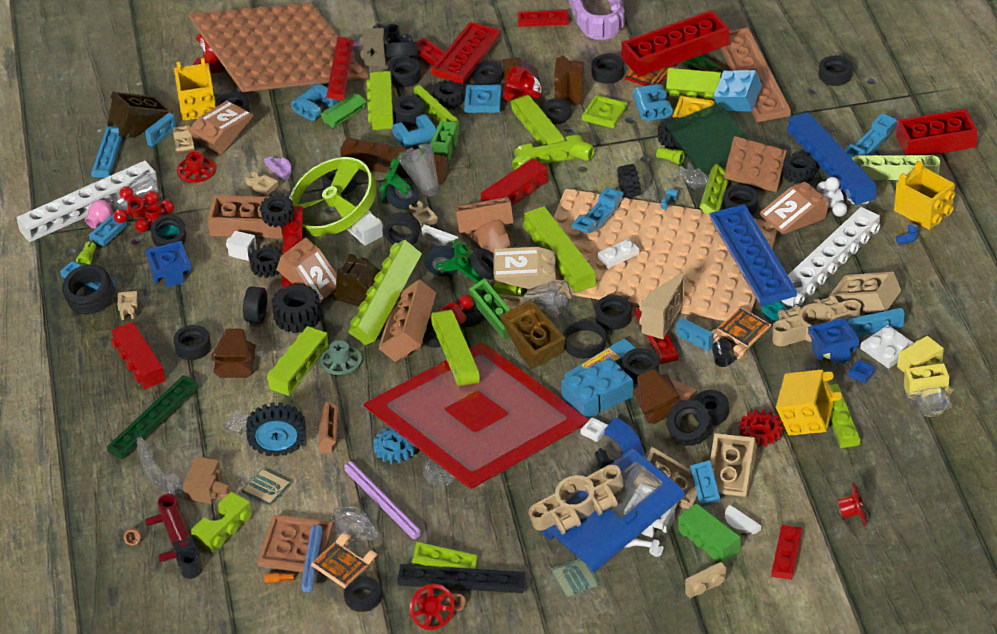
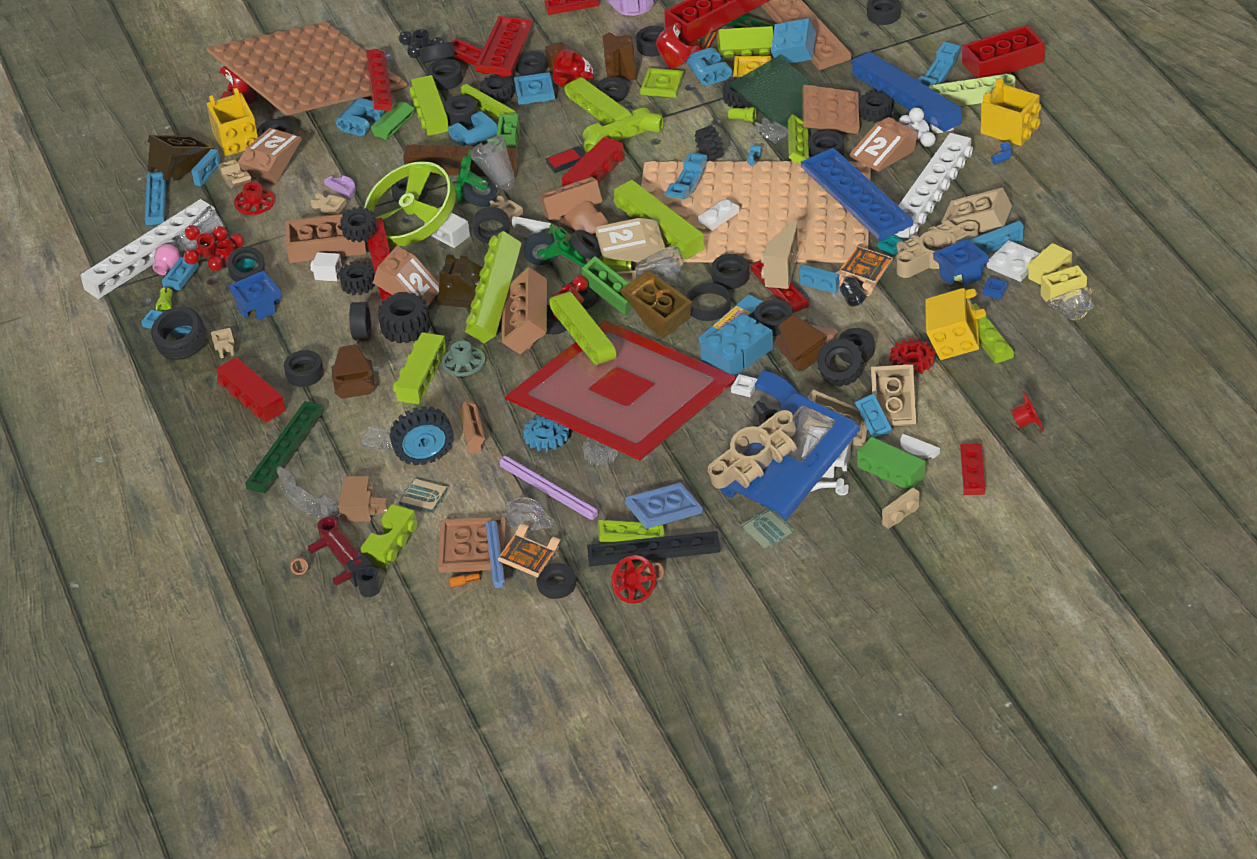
camera: 10 degrees left, 0 degrees up
(373, 47) = (407, 54): dark tan brick -> none
(482, 537) = (663, 505): none -> medium blue tile
(491, 174) = (565, 159): none -> tile
(619, 79) = (672, 49): none -> red piece

